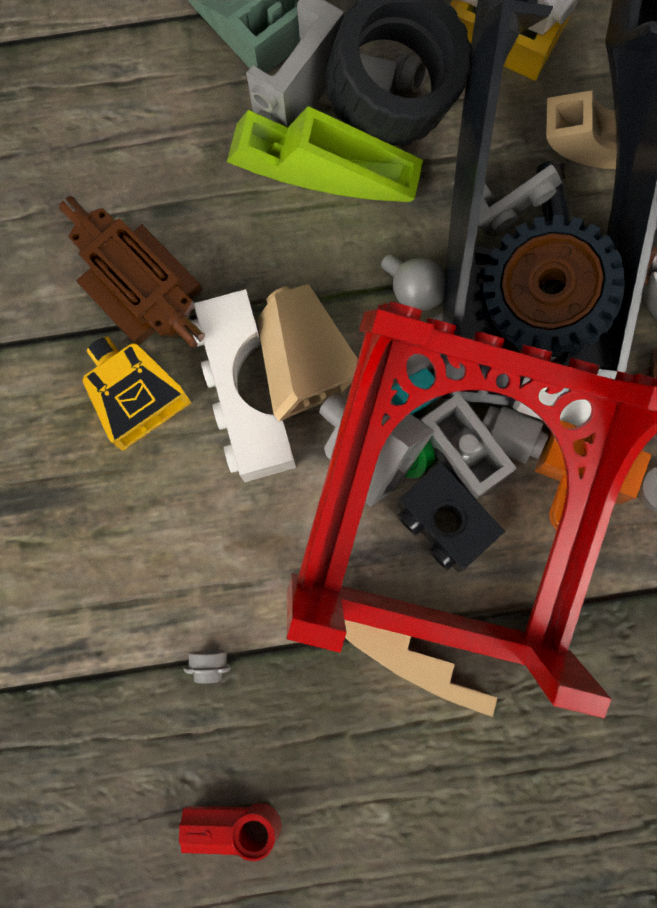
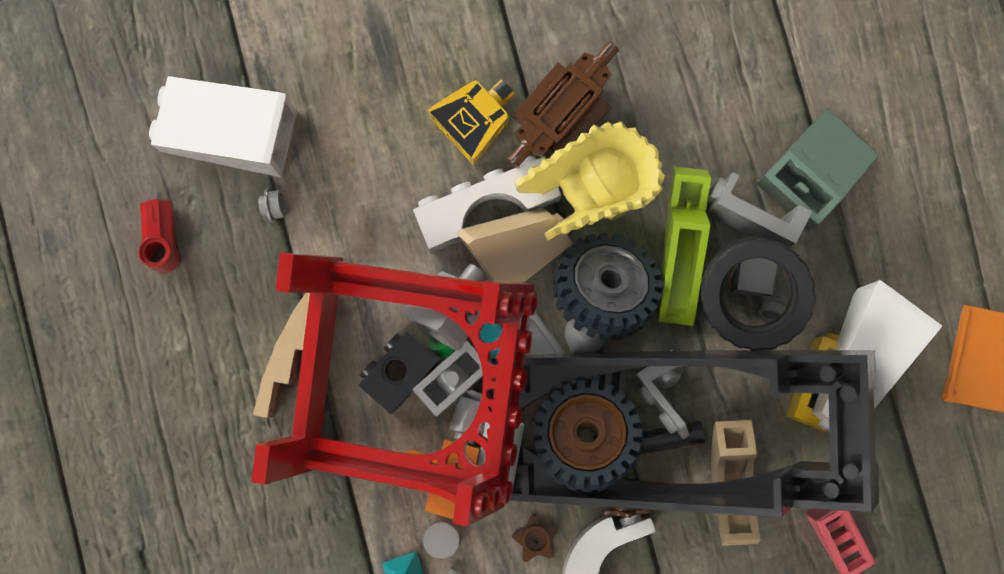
camera: 75 degrees right, 5 degrees up
(87, 722) = (224, 125): none -> white slope
(230, 232) = (599, 175): none -> light yellow piece
(367, 245) = (601, 308): none -> wheel

